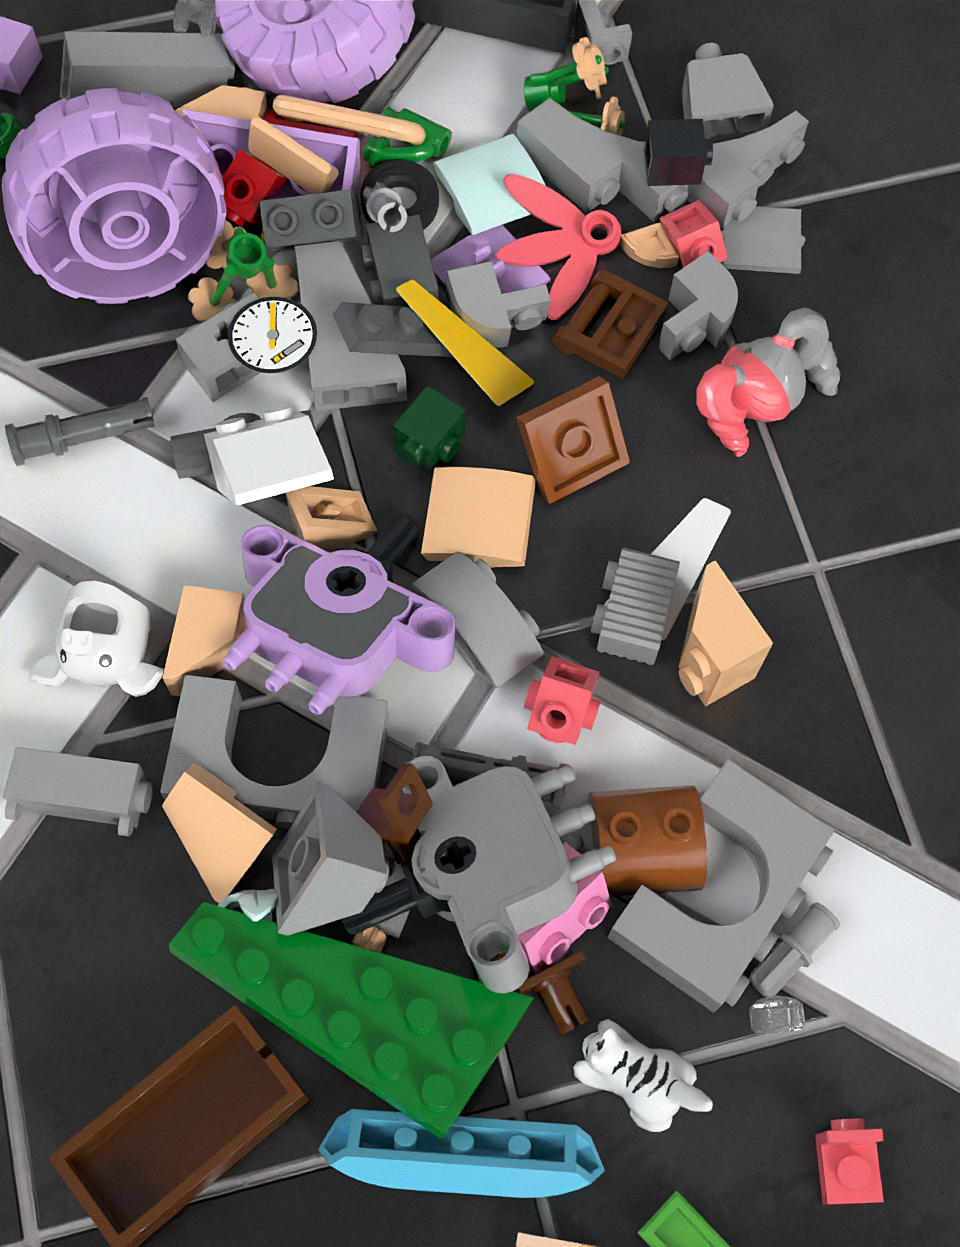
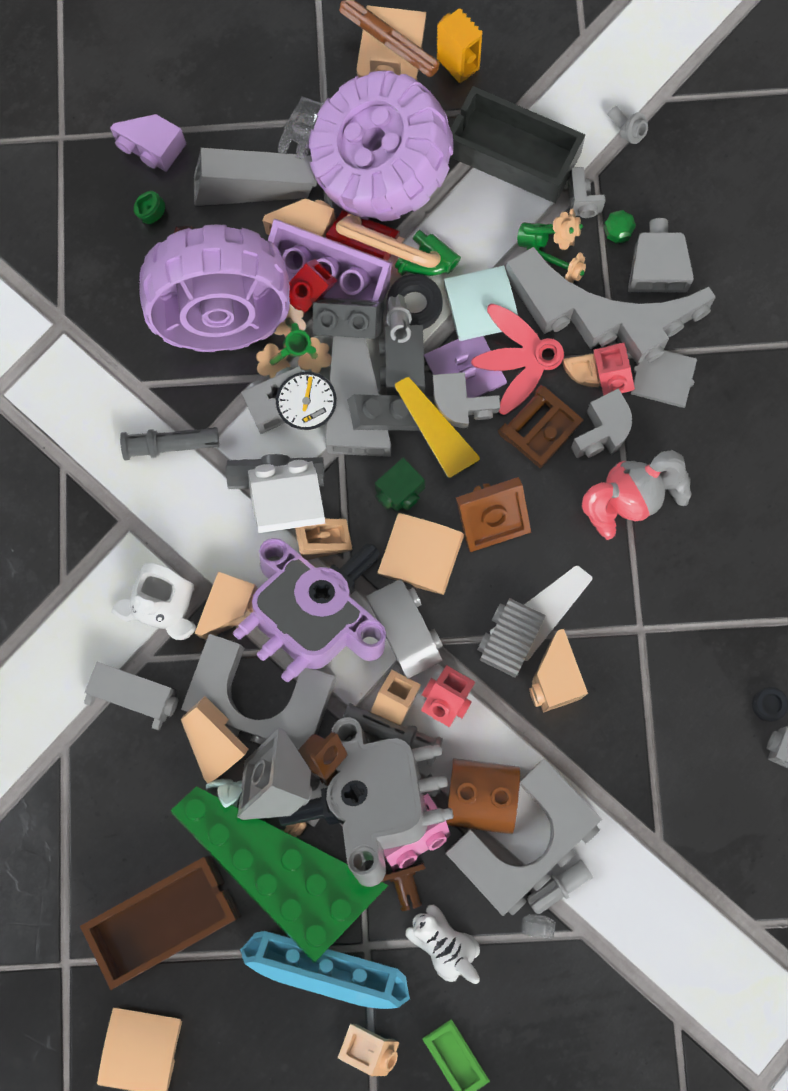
camera: 20 degrees right, 10 degrees up
(290, 157) = (342, 268): light nougat slope -> none
(485, 720) = (395, 697): none -> light nougat brick
(656, 68) = (619, 226): none -> green tile
(676, 152) = (612, 311): black brick -> none
(849, 1163) = (561, 1025): coral bracket -> none

